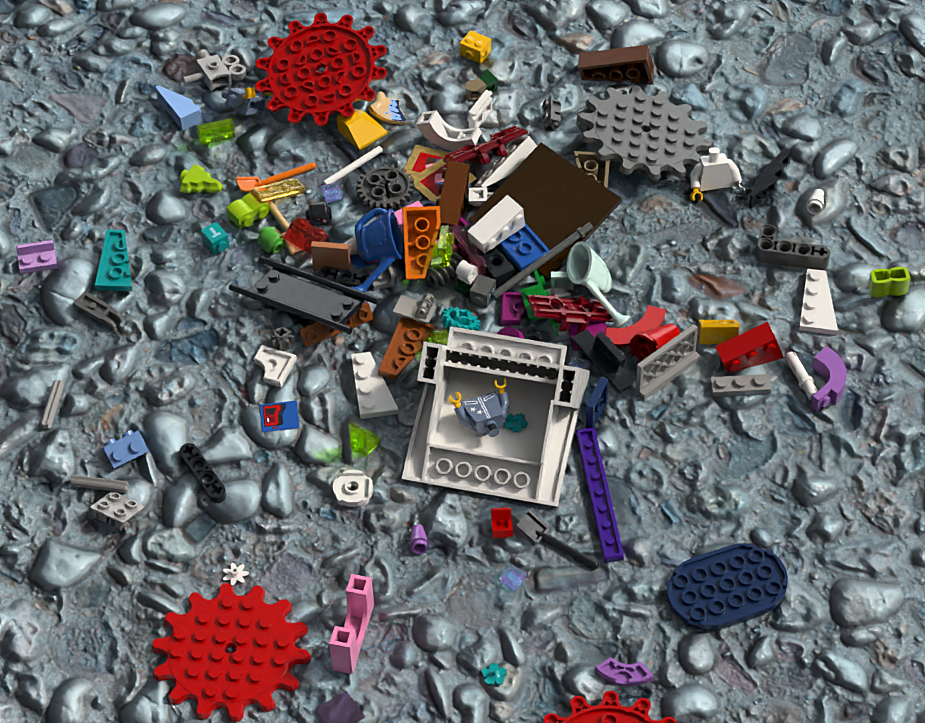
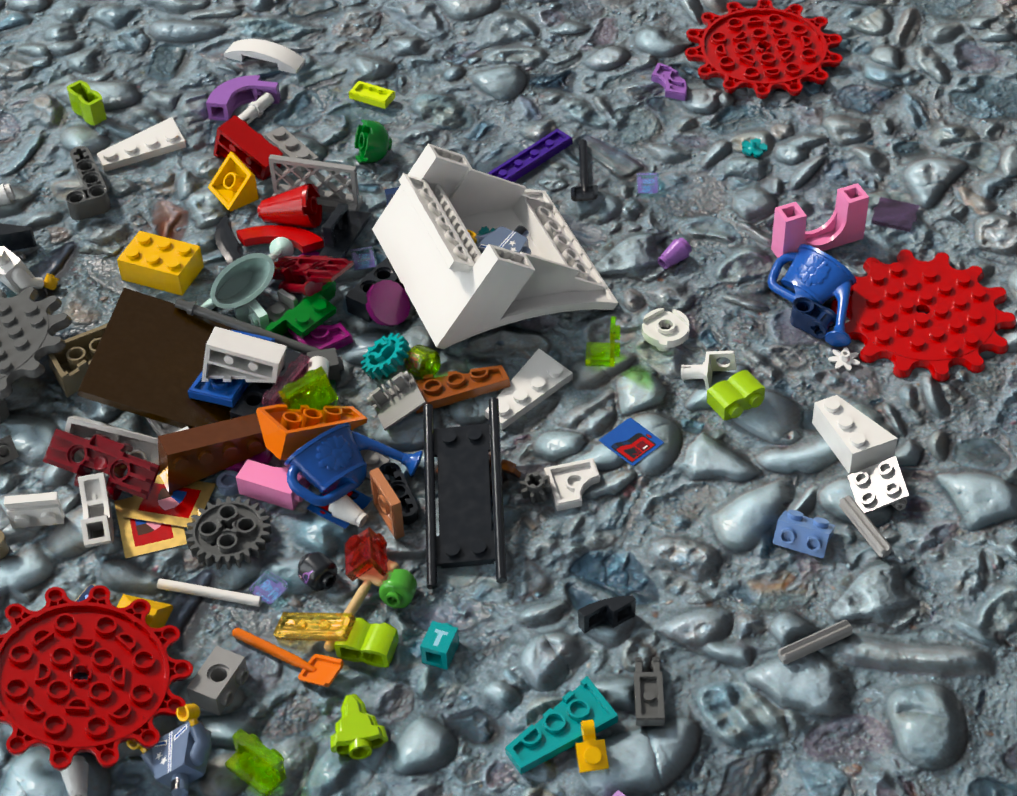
camera: 125 degrees left, 5 degrees down
(86, 263) = (591, 752): none -> yellow plate
(162, 321) = (613, 610): none -> black slope
(165, 519) = (852, 435): none -> white wedge
(200, 474) = (761, 451): black beam -> none
(257, 485) = (735, 395): none -> lime brick
(282, 574) = (811, 317): none -> dark blue piece
(284, 140) = (218, 680): none -> light grey brick
(293, 484) = (705, 370): none -> white bracket
(307, 595) = (819, 278): none -> blue piece
(501, 523) = (604, 209): red bracket -> none
(653, 300) = (226, 241): none -> black sword
(661, 252) = (160, 263): none -> yellow brick
(697, 425) = (372, 141): none -> green cylinder
(727, 586) = (528, 63): dark blue plate -> none
(767, 462) = (372, 94): none -> neon yellow plate
(879, 421) = (265, 50): none -> white slope

